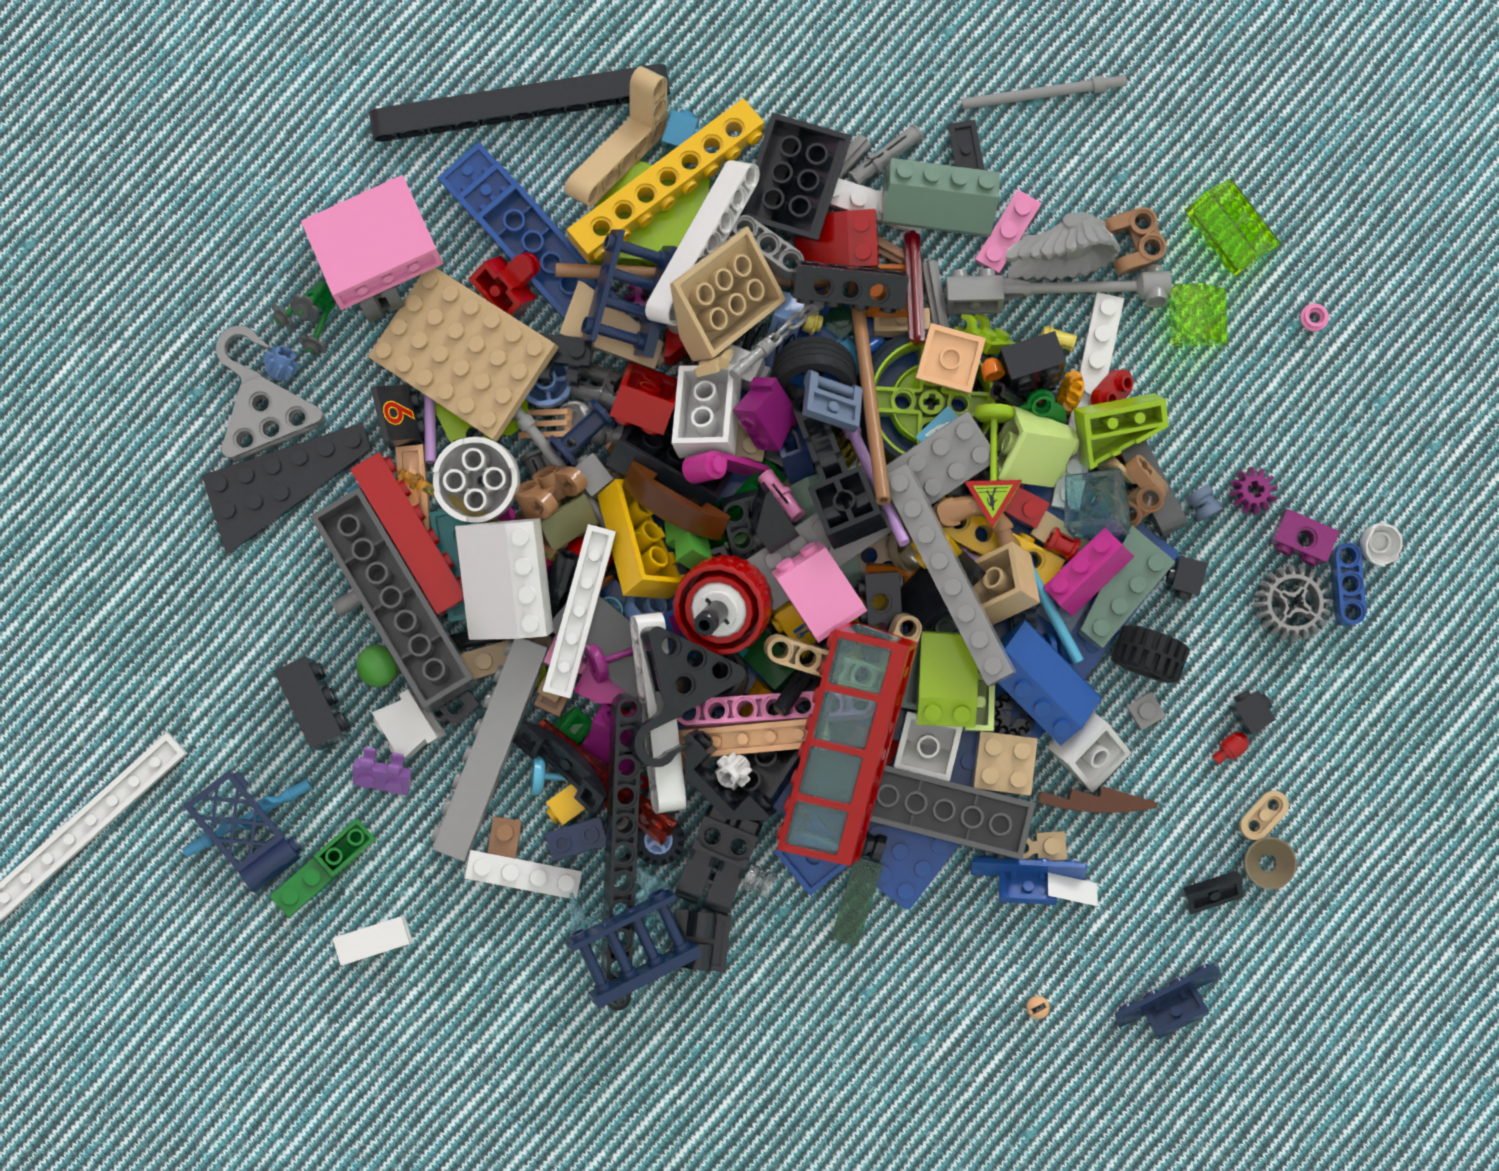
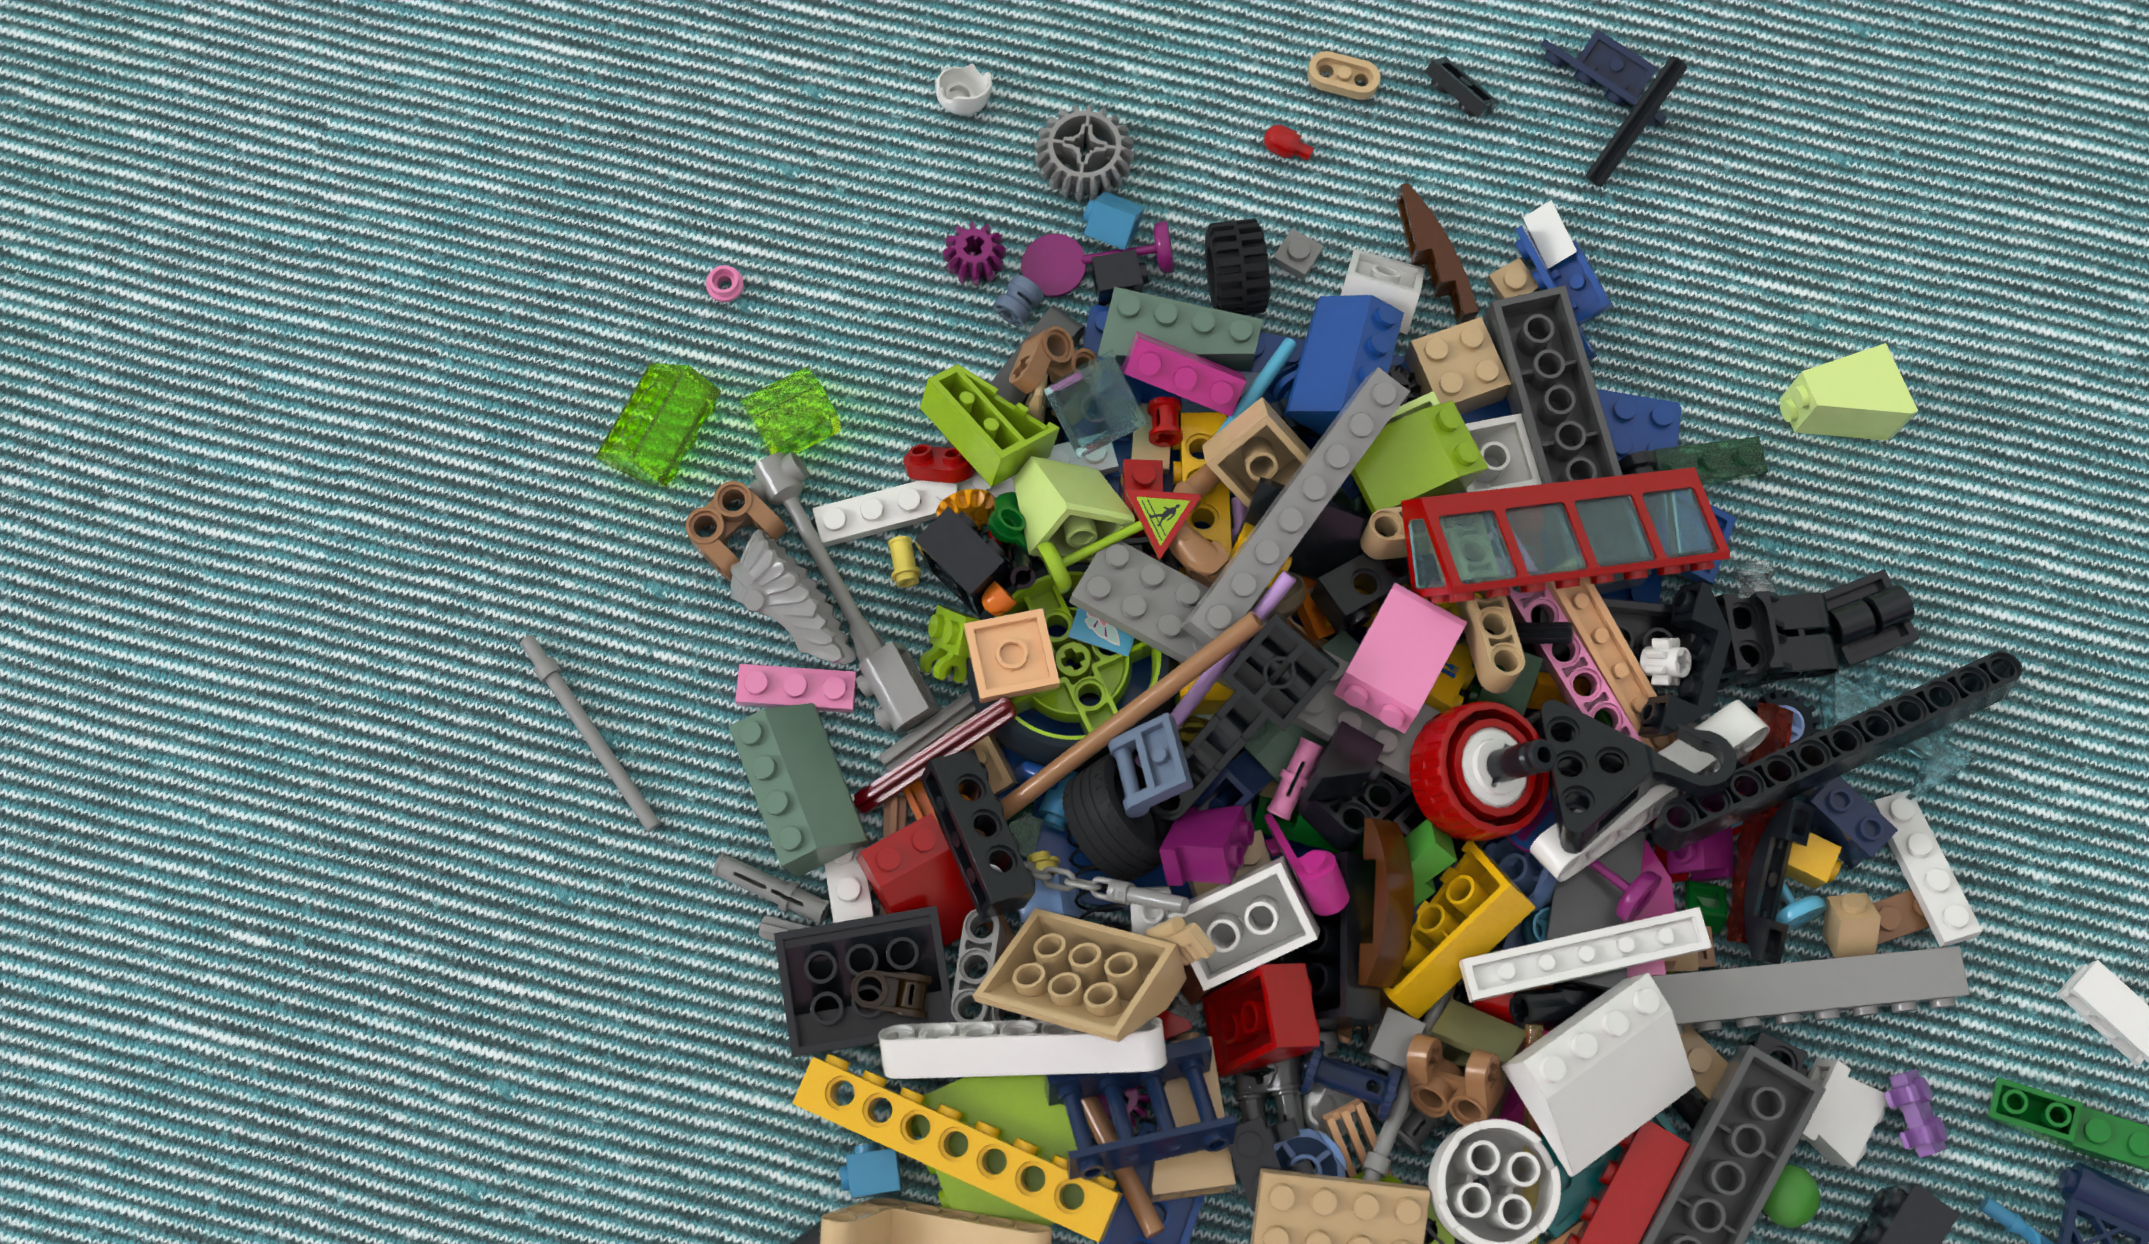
camera: 120 degrees left, 10 degrees down
(512, 803) = (1851, 925): none -> tan brick
(656, 964) = (1963, 645): dark blue fence -> none
(775, 190) = (895, 992): none -> dark brown piece
(852, 1017) = (1850, 397): none -> yellowish green slope
(965, 145) = (712, 791): black plate -> none
(1034, 1002) = (1699, 213): light nougat hinge -> none
(1123, 994) = (1636, 121): none -> black axle
(1219, 545) = (1059, 262): none -> magenta piece
(1230, 594) = (1113, 220): none -> dark azure brick
(1252, 711) = (1234, 137): black brick -> none
(1284, 866) = (1400, 30): dark tan piece -> none
(1320, 538) = (1001, 153): magenta brick -> none
(1354, 572) = (1035, 89): blue beam -> none

